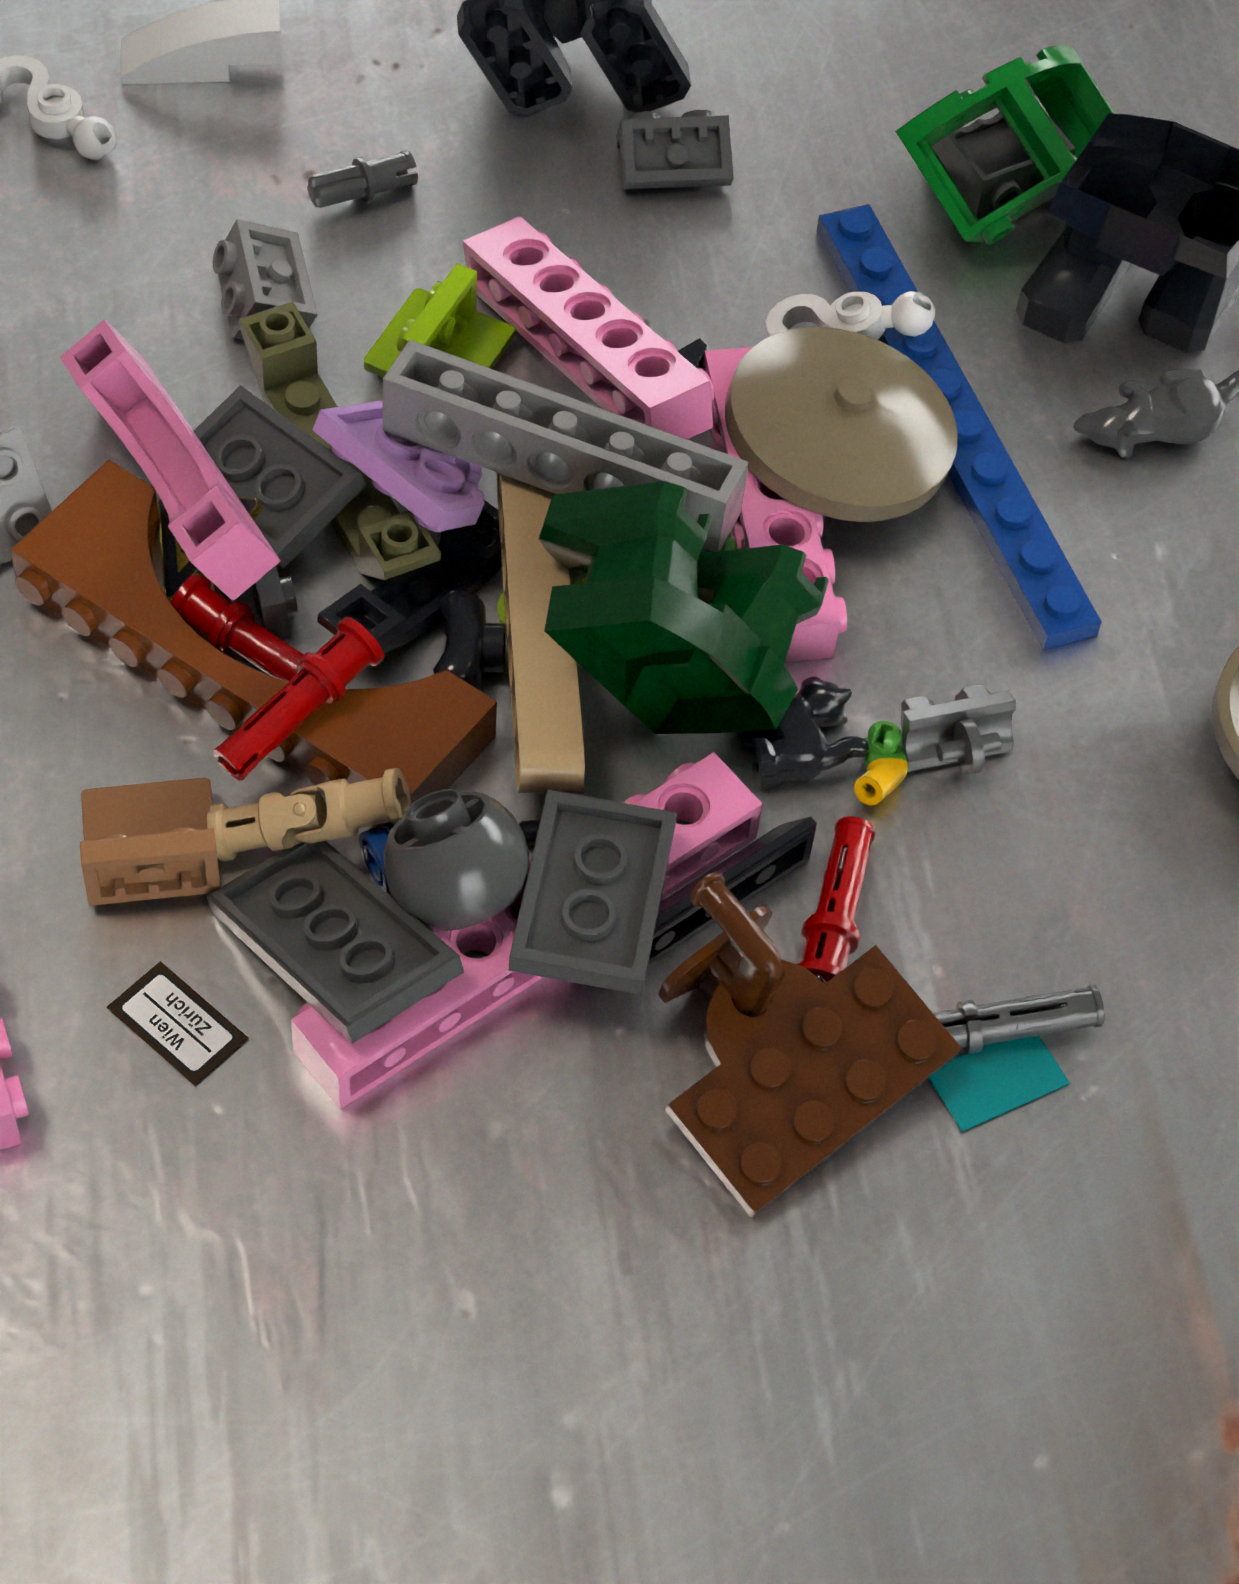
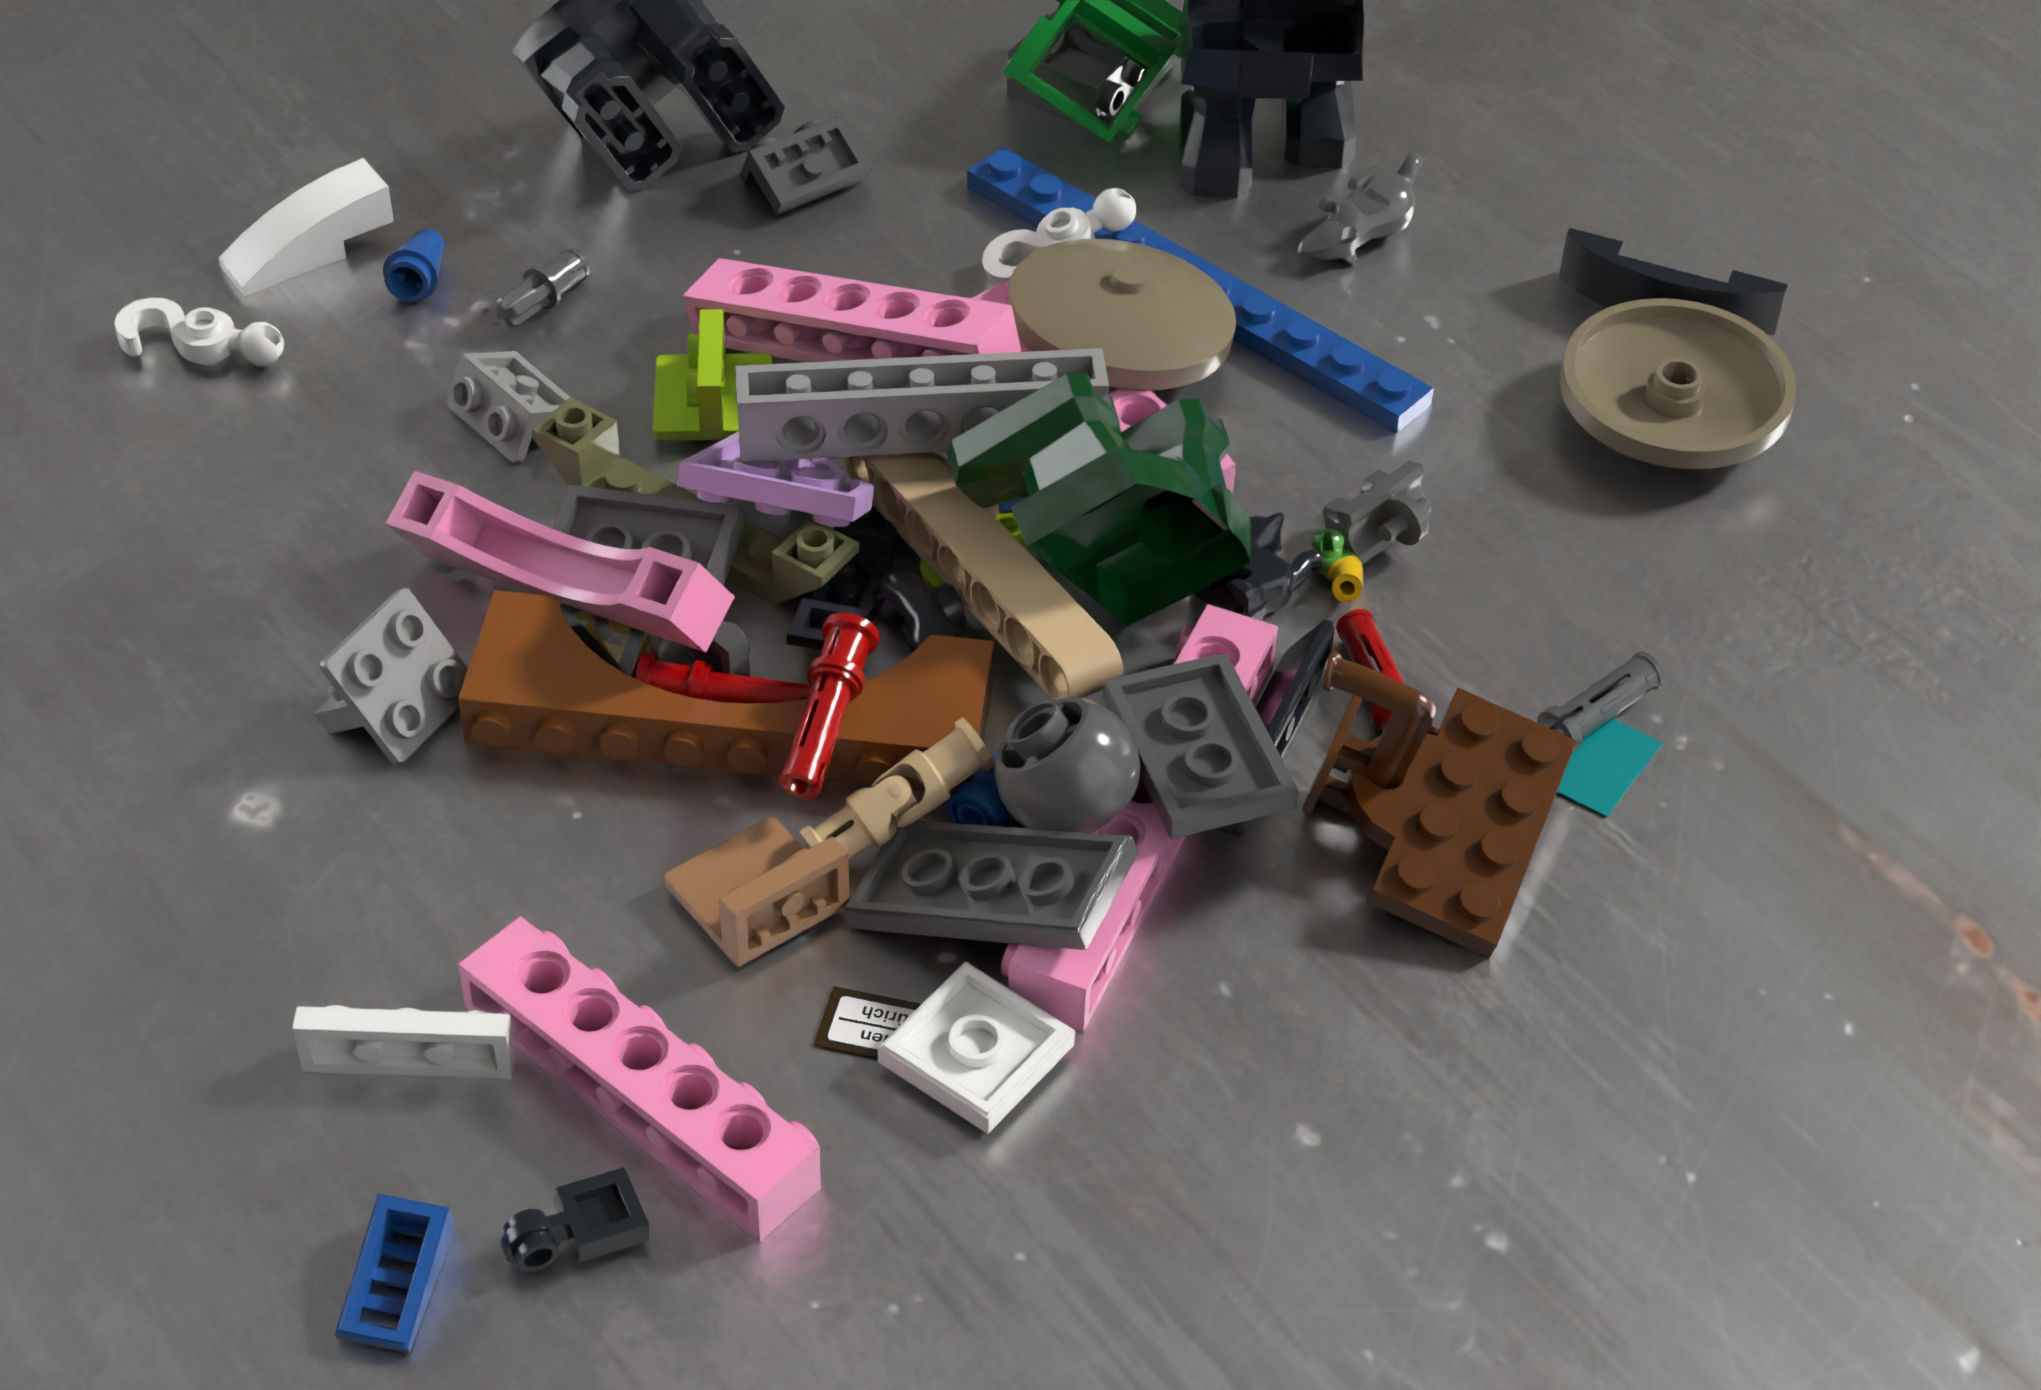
camera: 25 degrees left, 10 degrees down
(228, 1080) = (976, 1047): none -> white plate
(271, 114) = (415, 266): none -> blue cone

